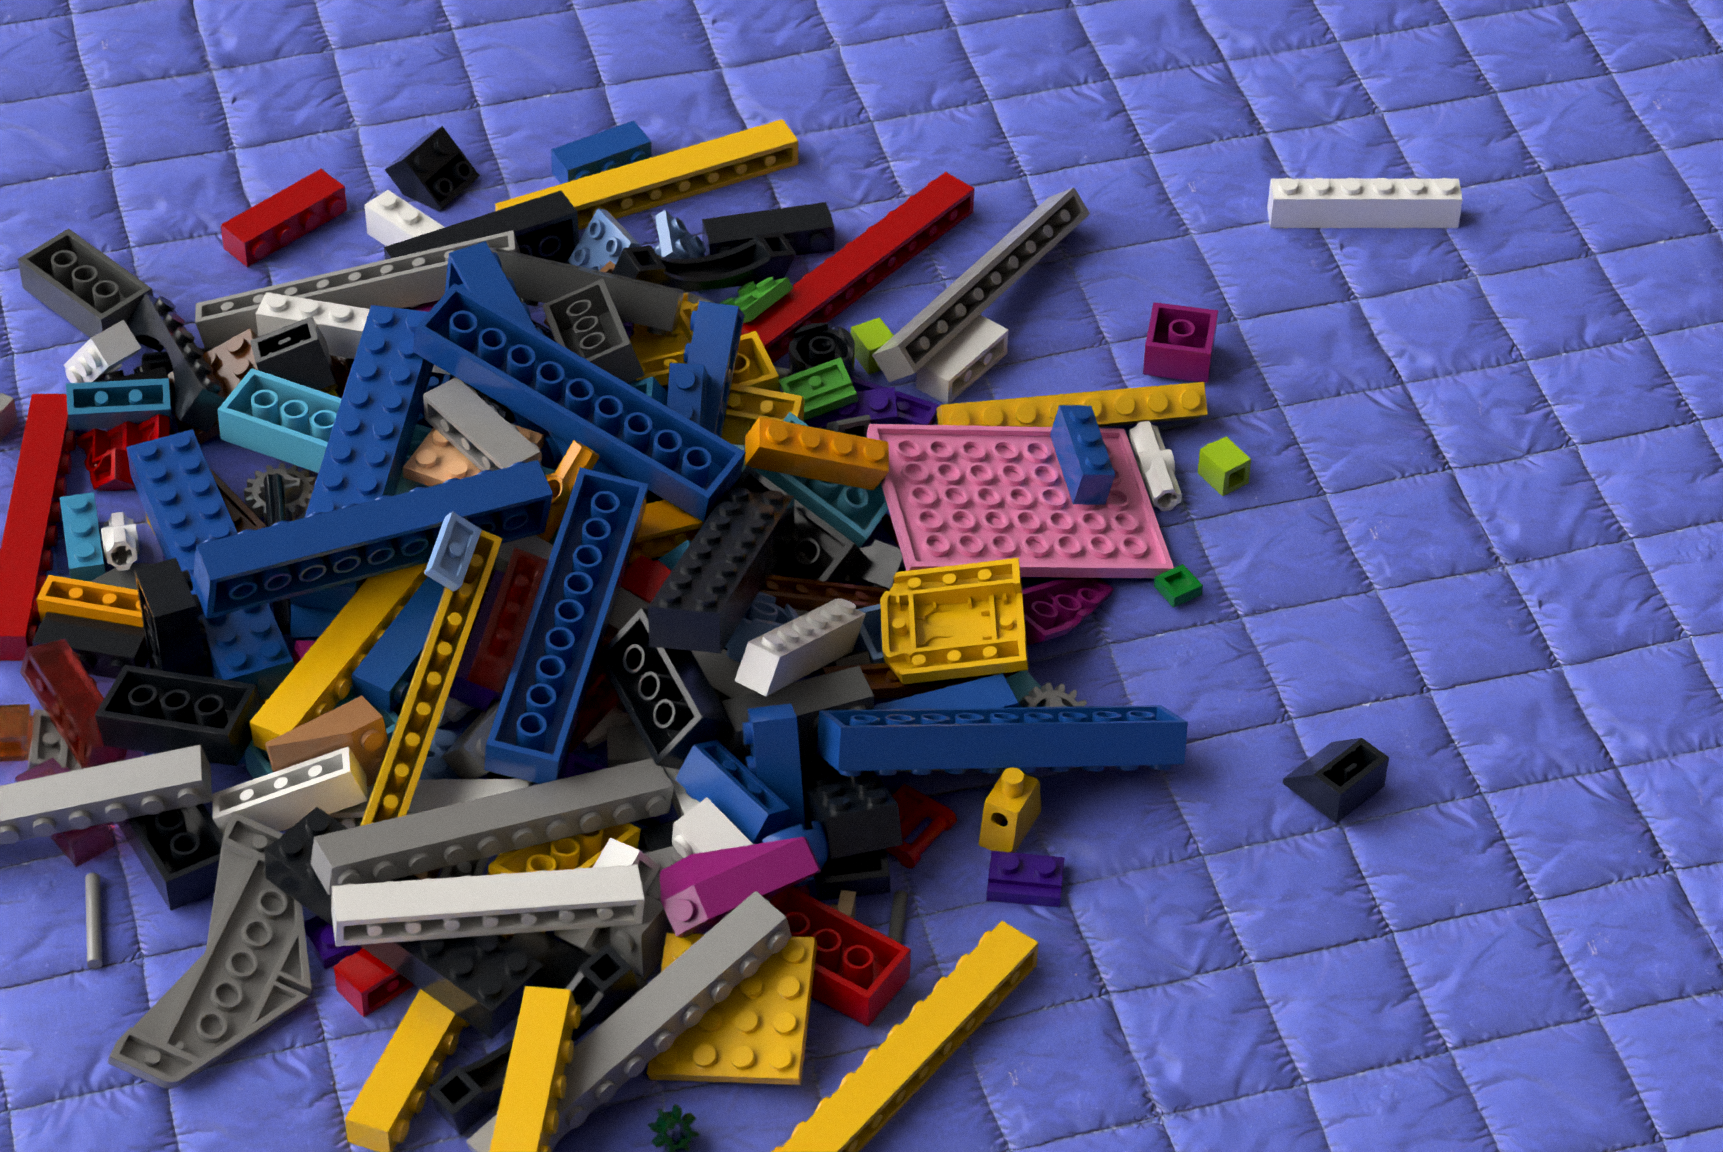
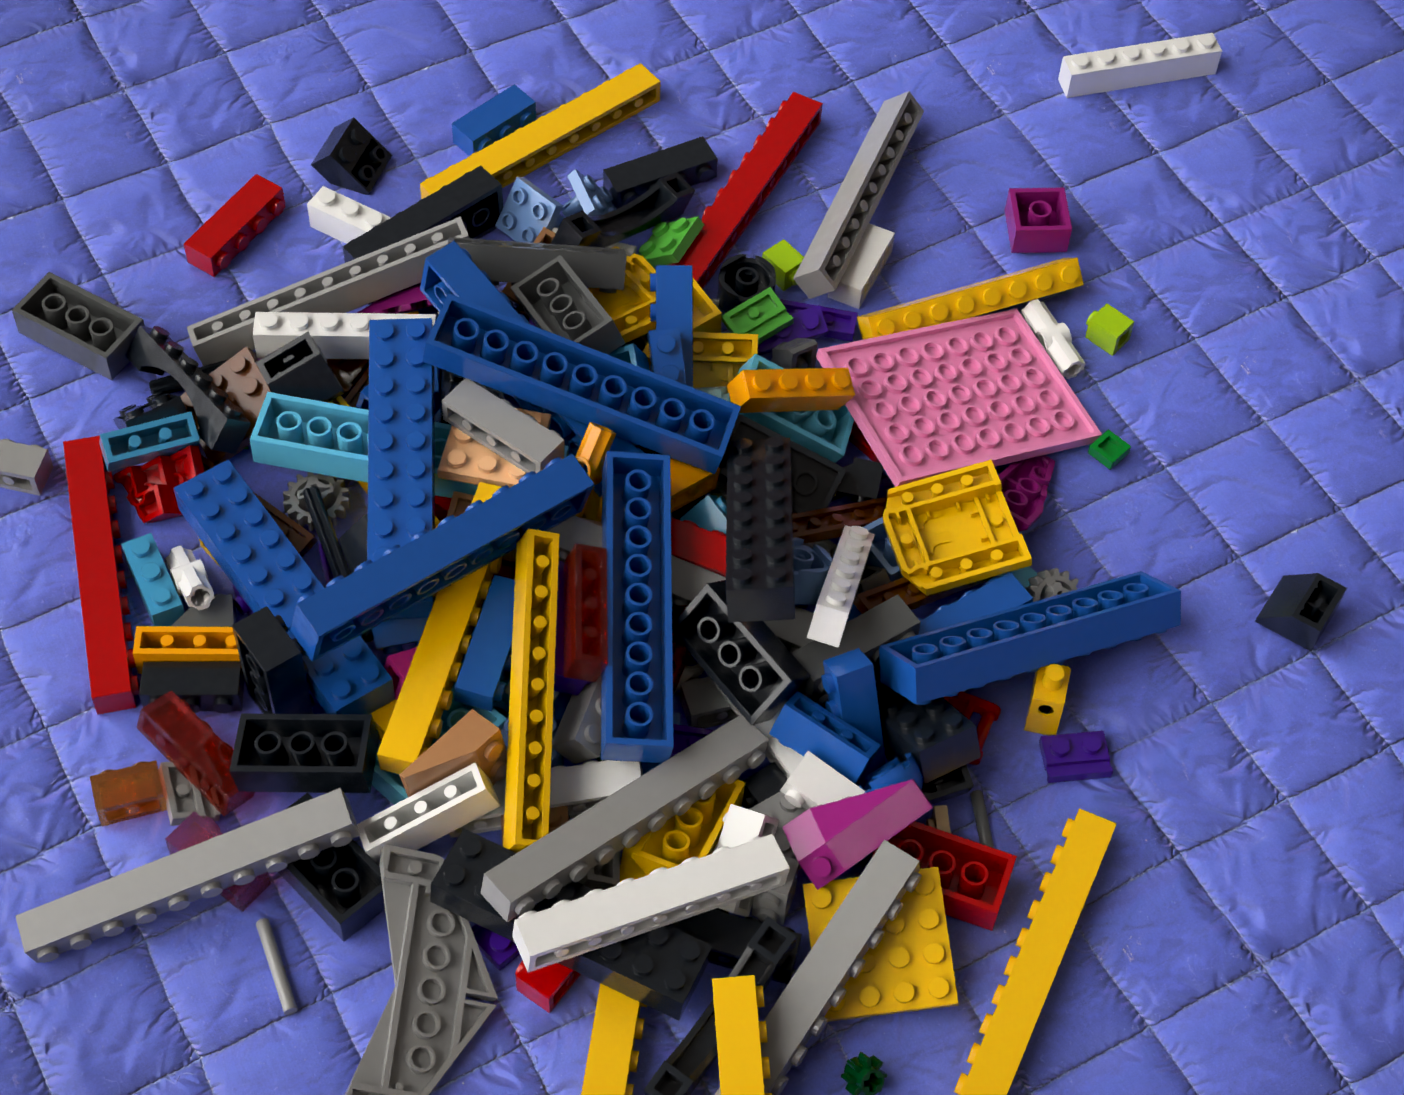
camera: 15 degrees left, 10 degrees up
(102, 354) = (119, 396): white arch -> none
(453, 551) = (524, 559): light blue plate -> none
(1082, 455) = (1000, 344): blue brick -> none

